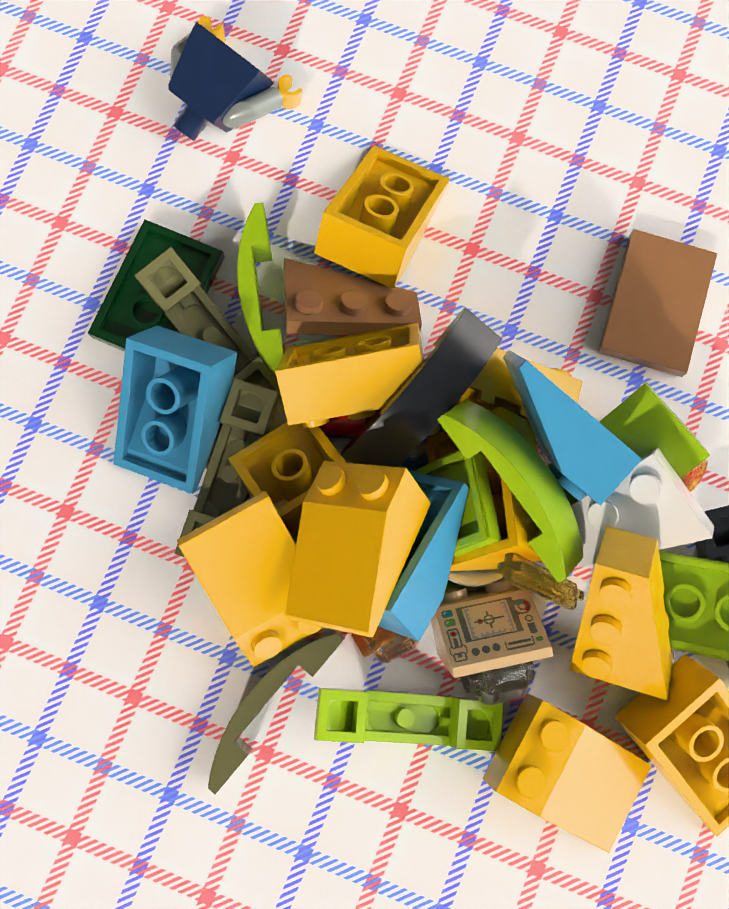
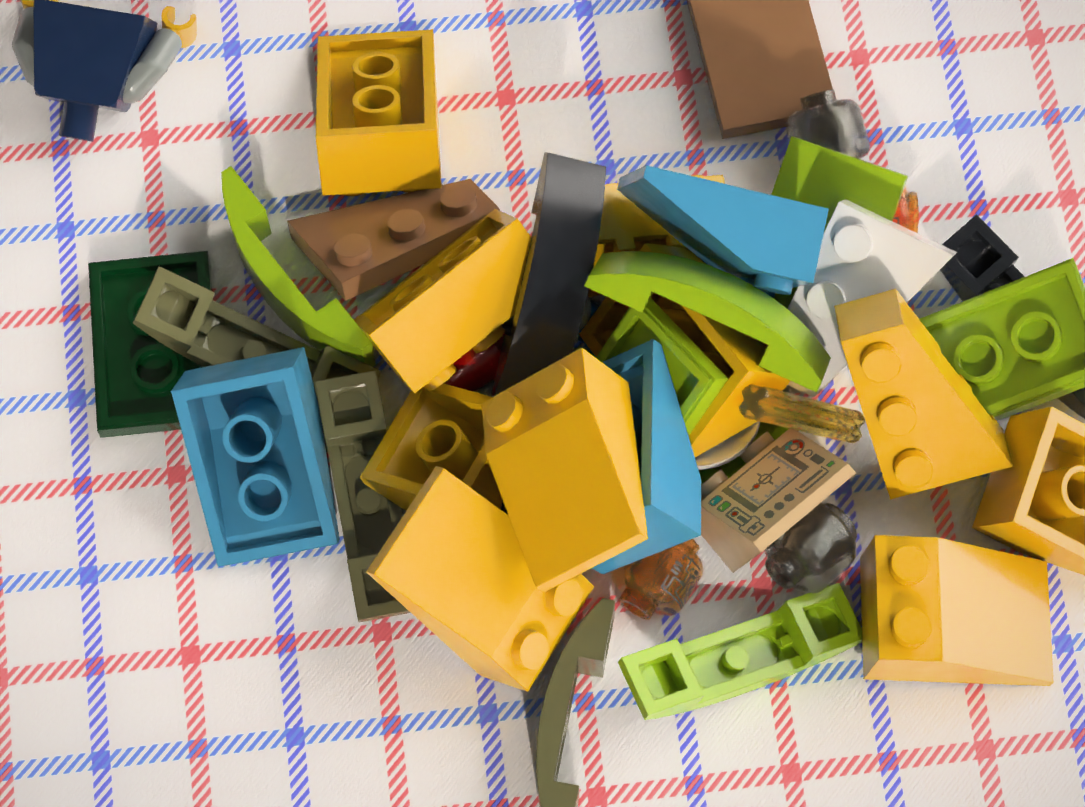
camera: 25 degrees left, 10 degrees down
(674, 384) = (830, 124): none -> clear smoke head

